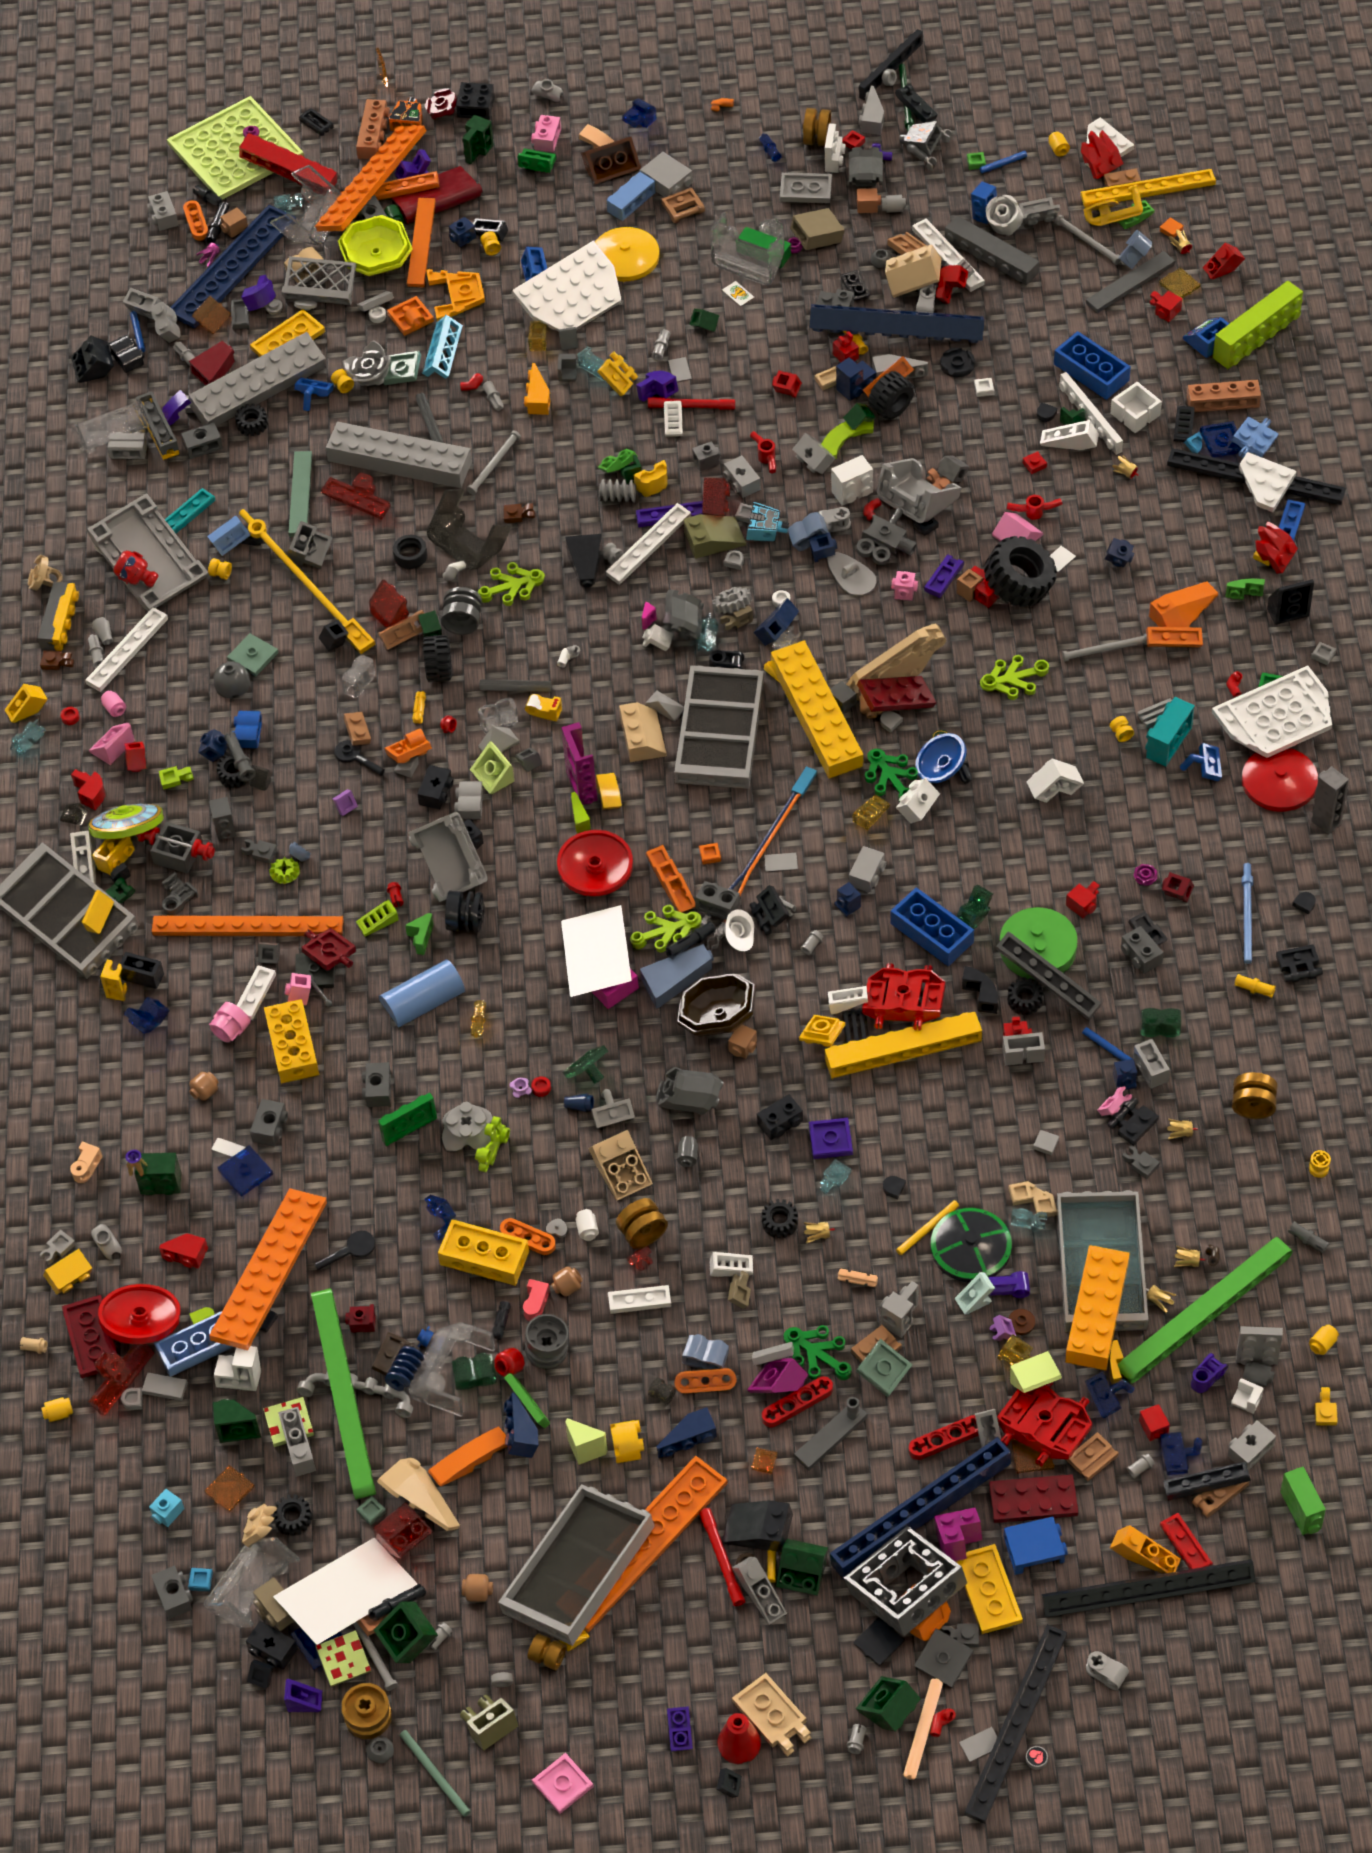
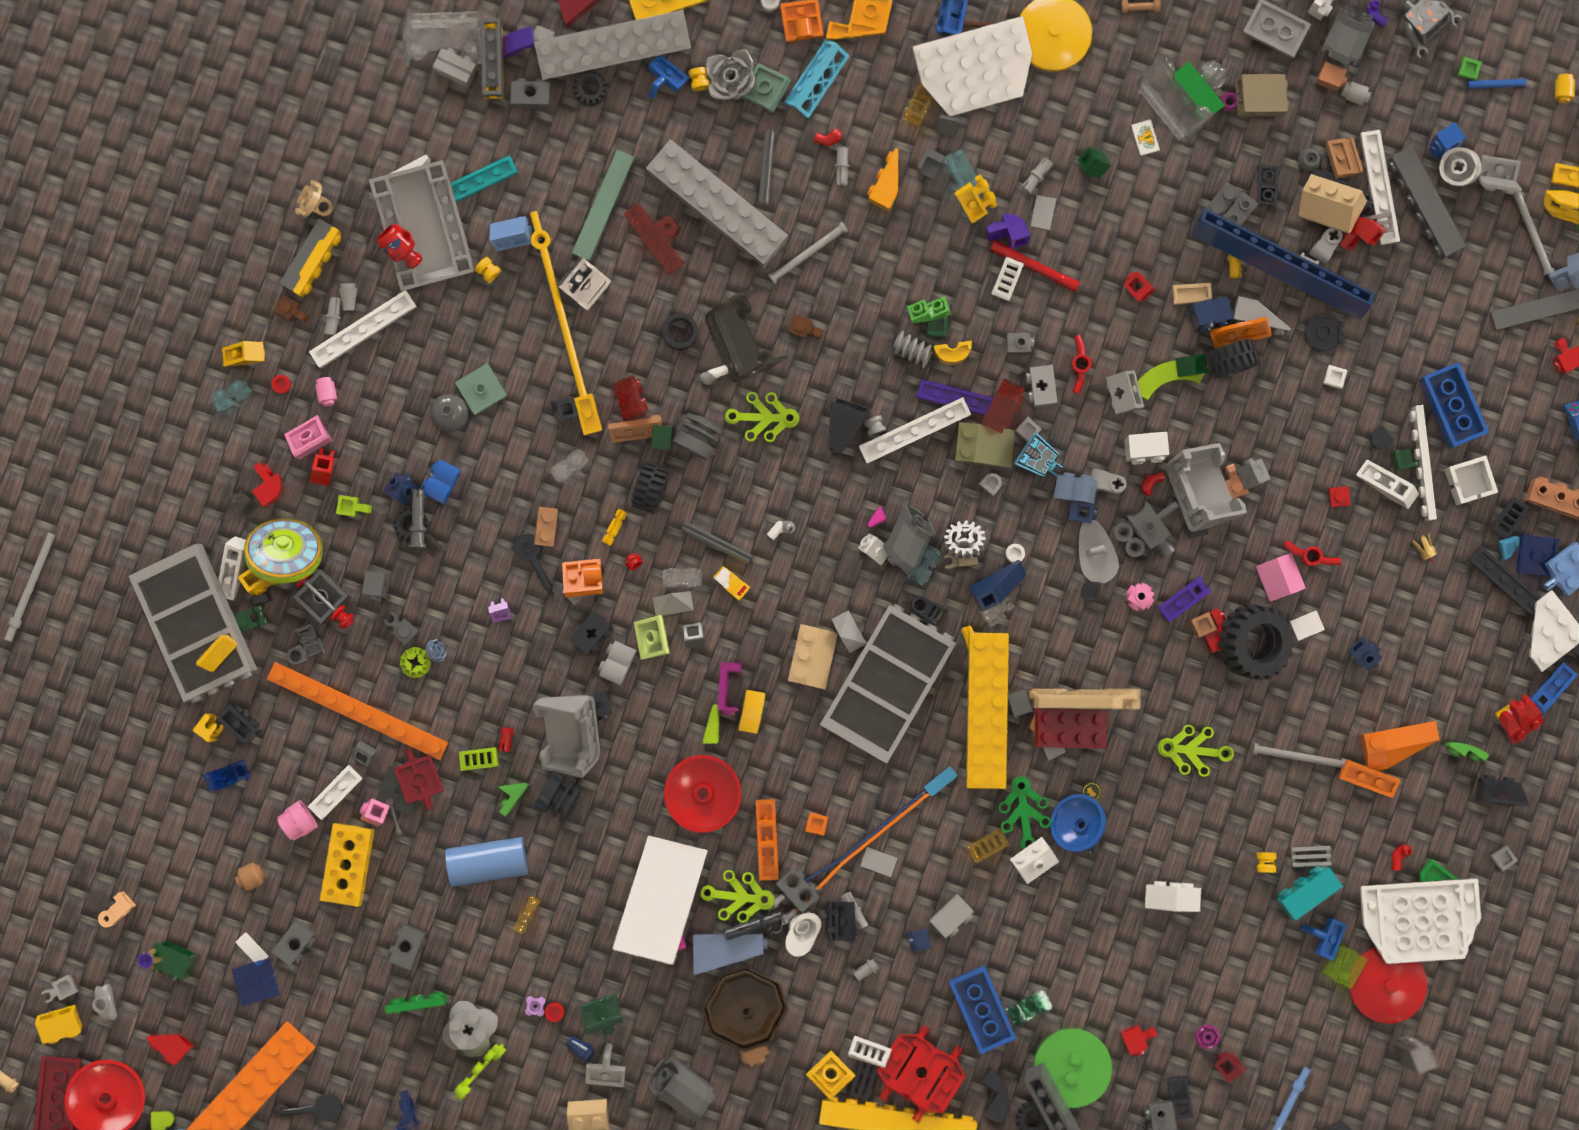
camera: 25 degrees right, 30 degrees up
(845, 347) = (1218, 269): red brick -> none
(861, 600) = (1091, 591): none -> black tile
(1235, 778) = (1345, 966): none -> clear neon green piece

